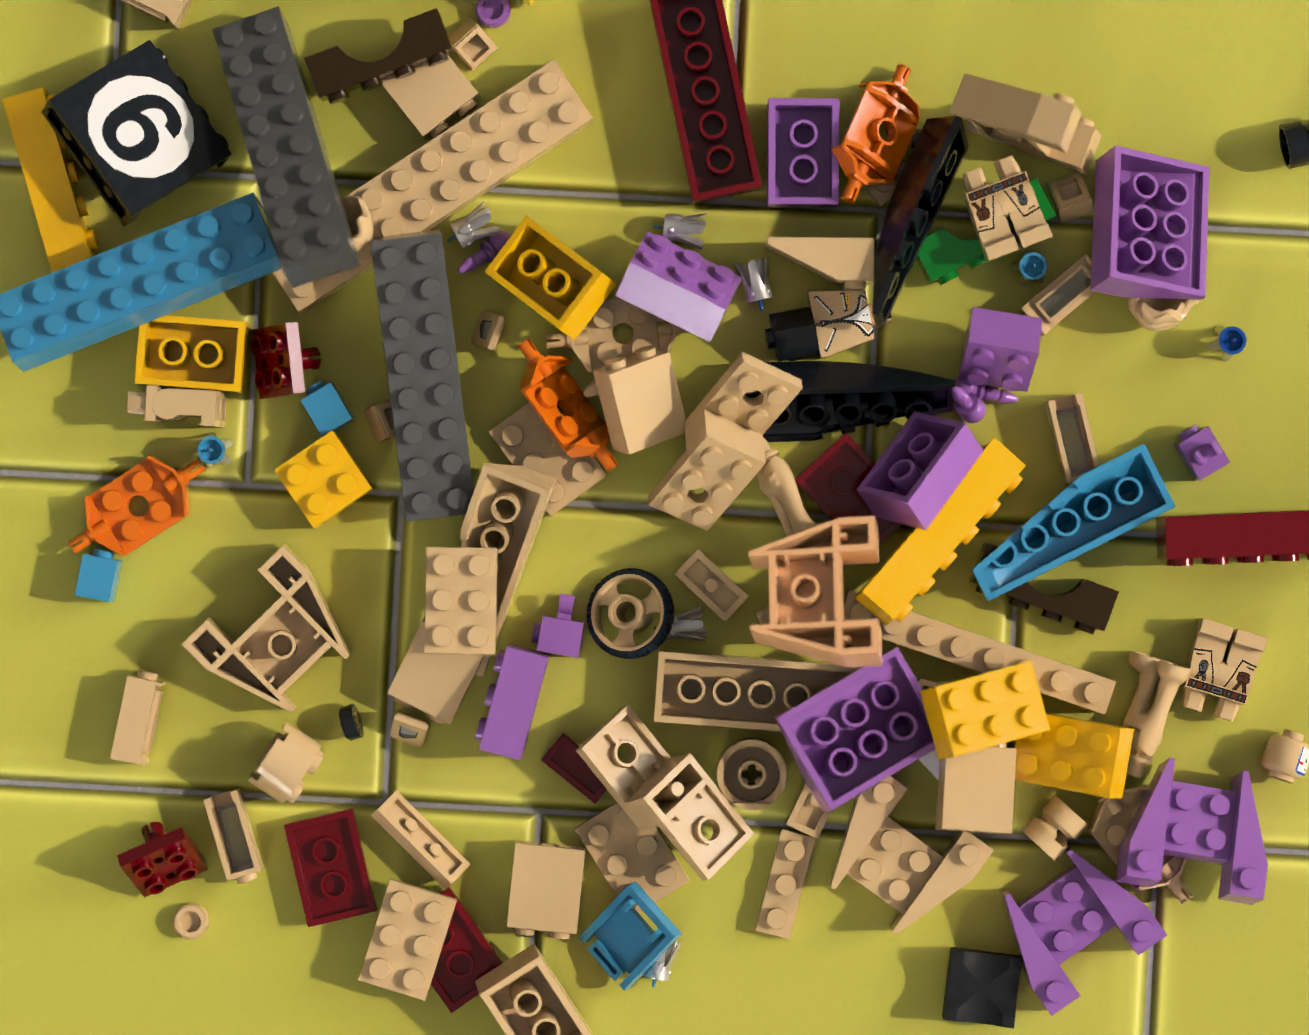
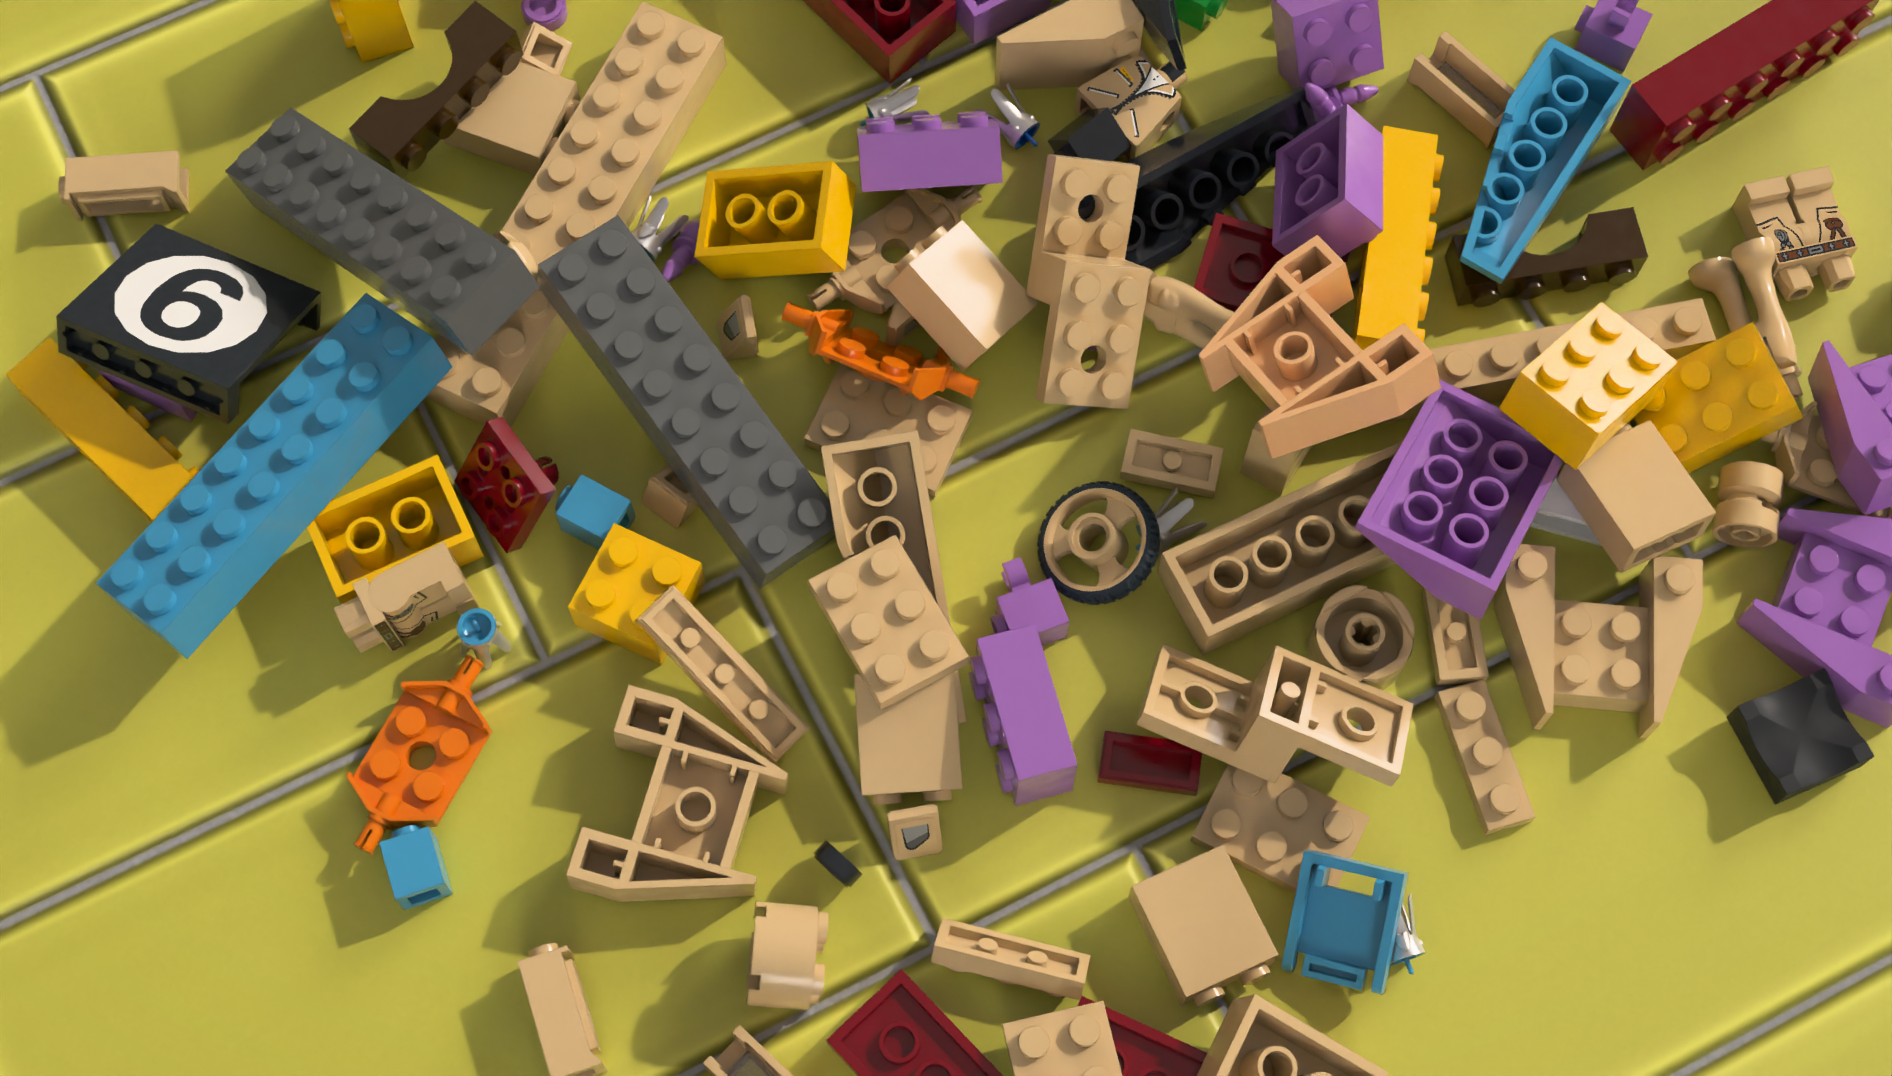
camera: 30 degrees left, 20 degrees down
(346, 565) = (722, 674): none -> tan tile

